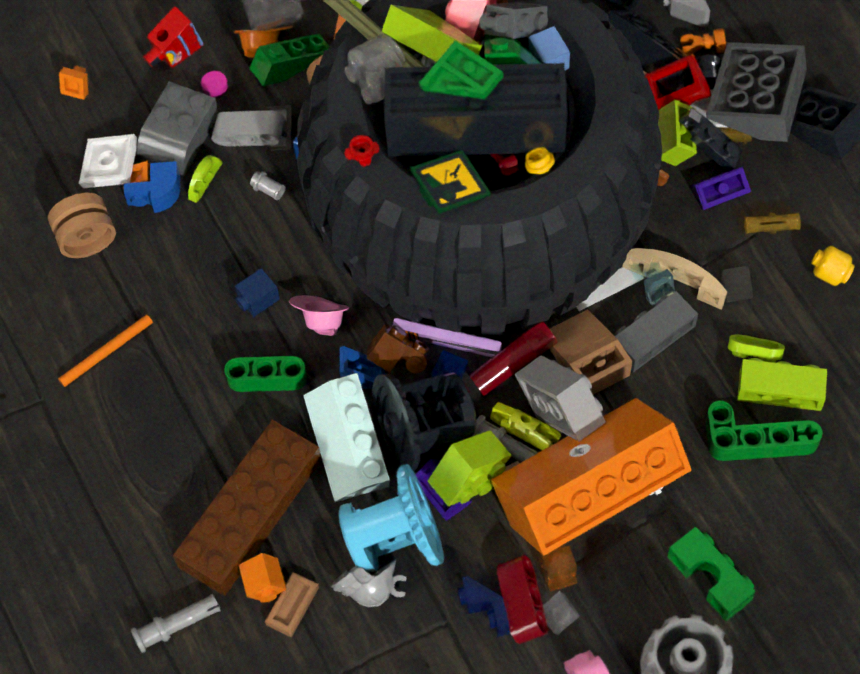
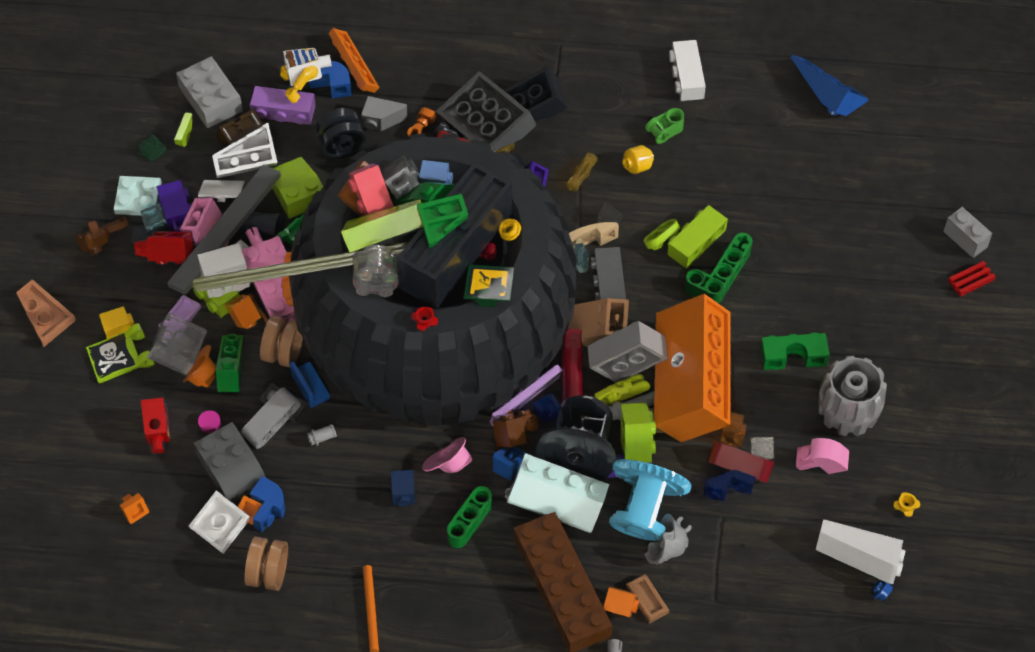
camera: 60 degrees left, 5 degrees down
(203, 176) = (282, 469): lime tile -> none

